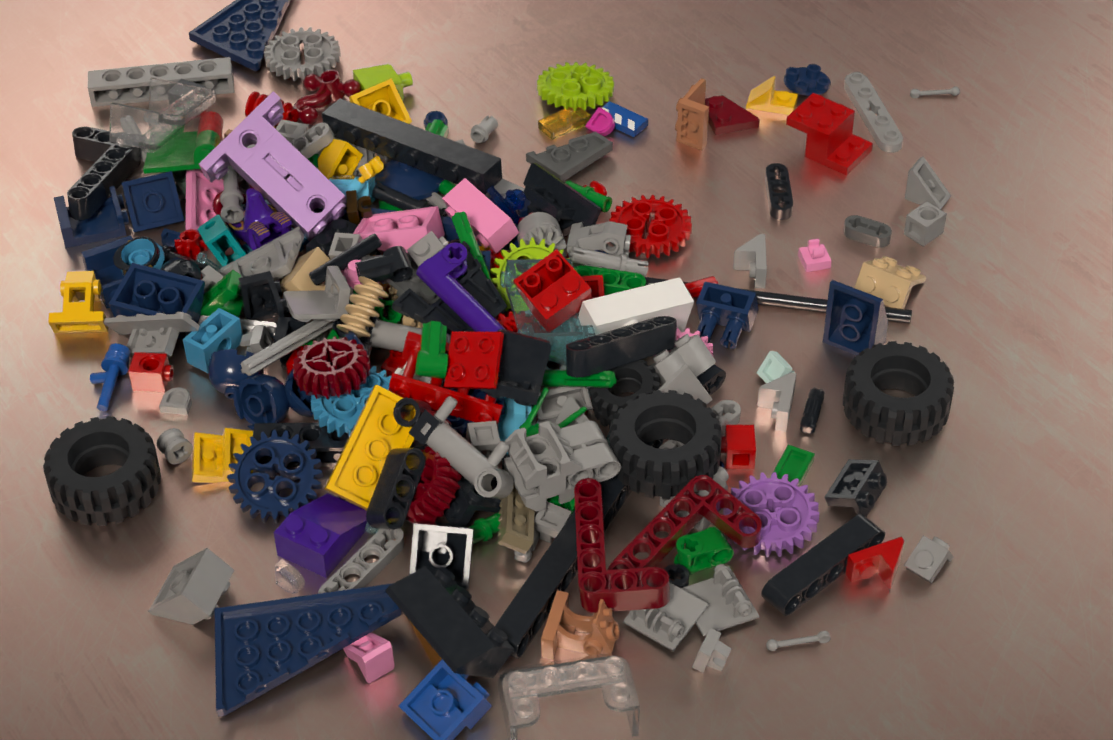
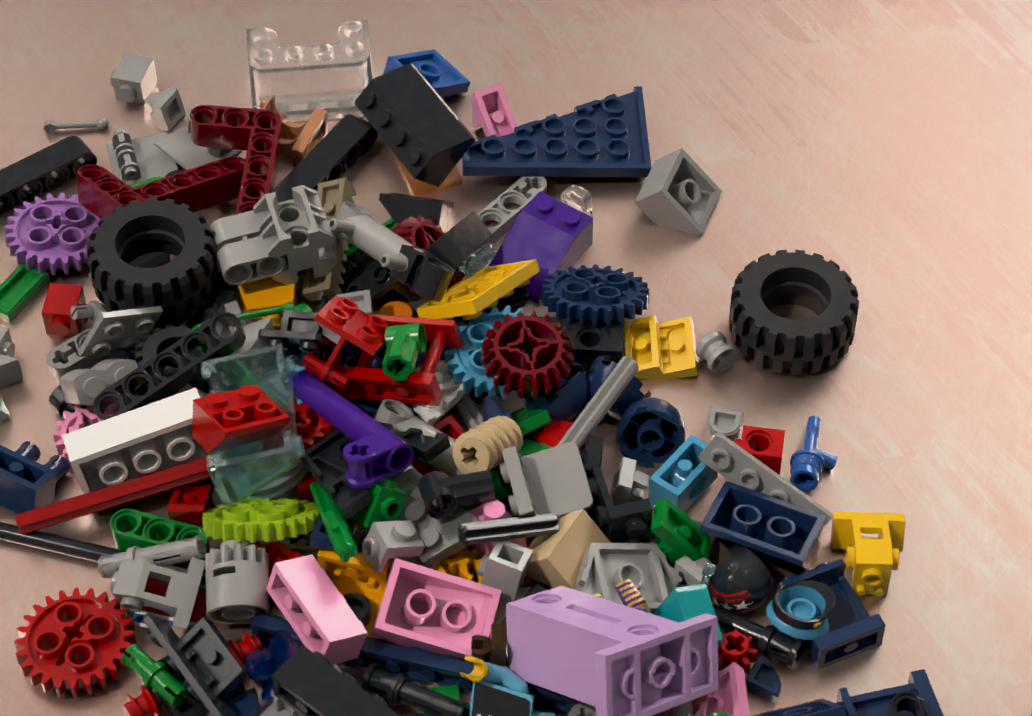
camera: 175 degrees left, 5 degrees up
(753, 685) = (134, 78): none -> light grey brick

